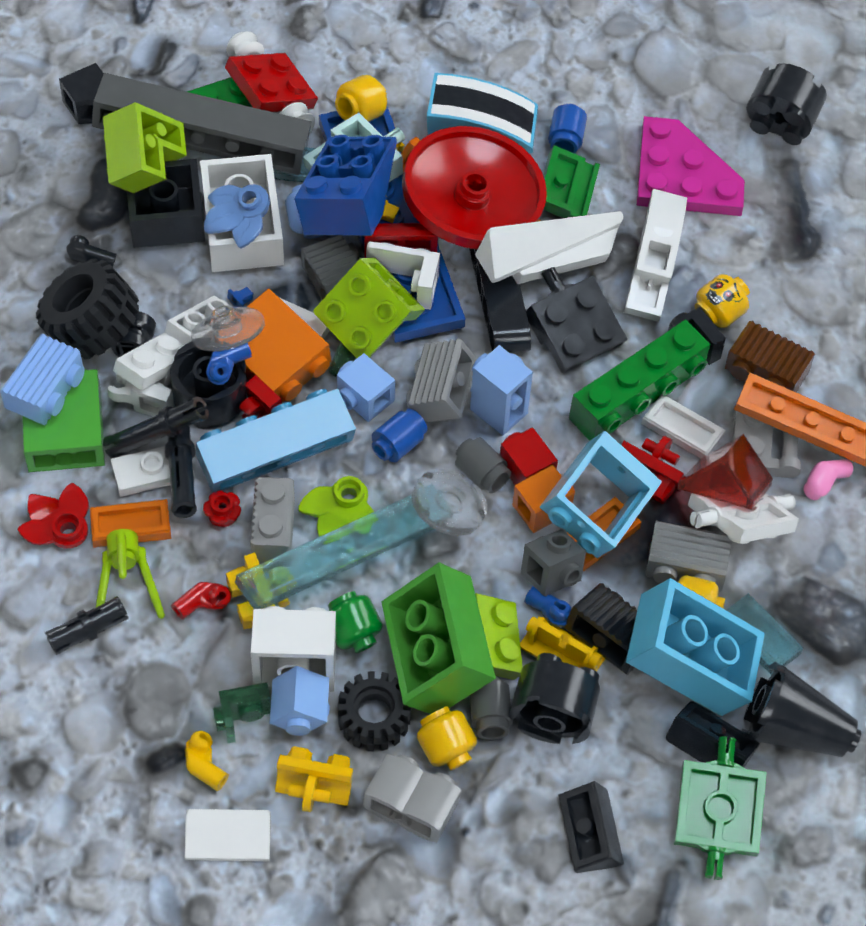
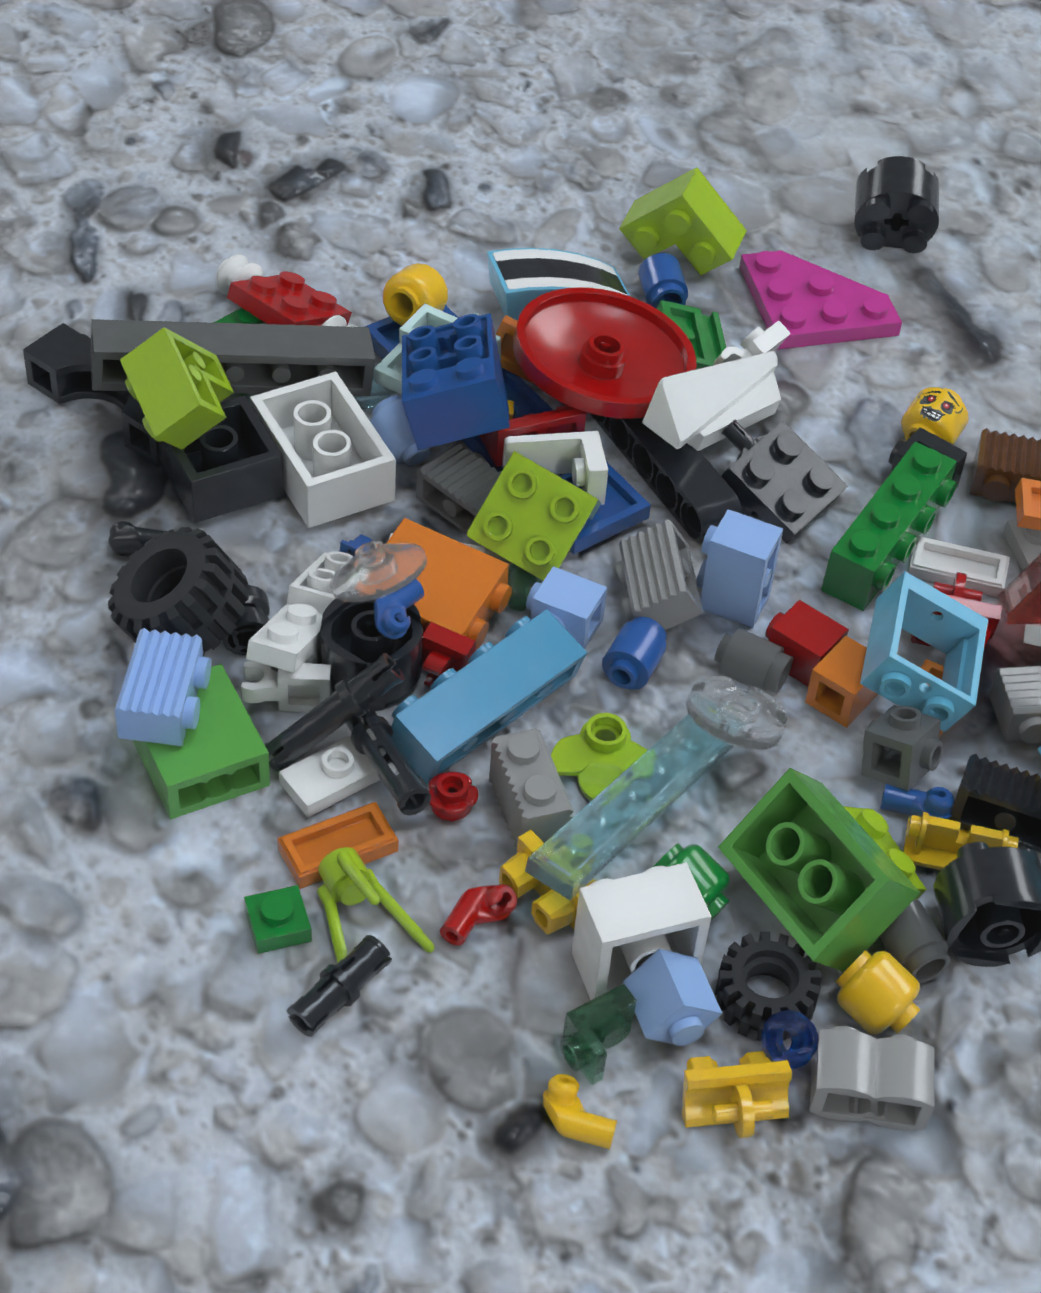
camera: 20 degrees left, 10 degrees down
(54, 516) = (230, 866): red plate -> none
(67, 566) = (277, 919): none -> green plate
(227, 835) = (654, 1200): white slope -> none
(233, 213) = (323, 440): medium blue plate -> none
(367, 766) = (803, 1038): none -> clear blue plate
(607, 77) = (687, 215): none -> lime brick
(612, 202) = (756, 343): none -> white plate
(656, 255) = (840, 389): white slope -> none

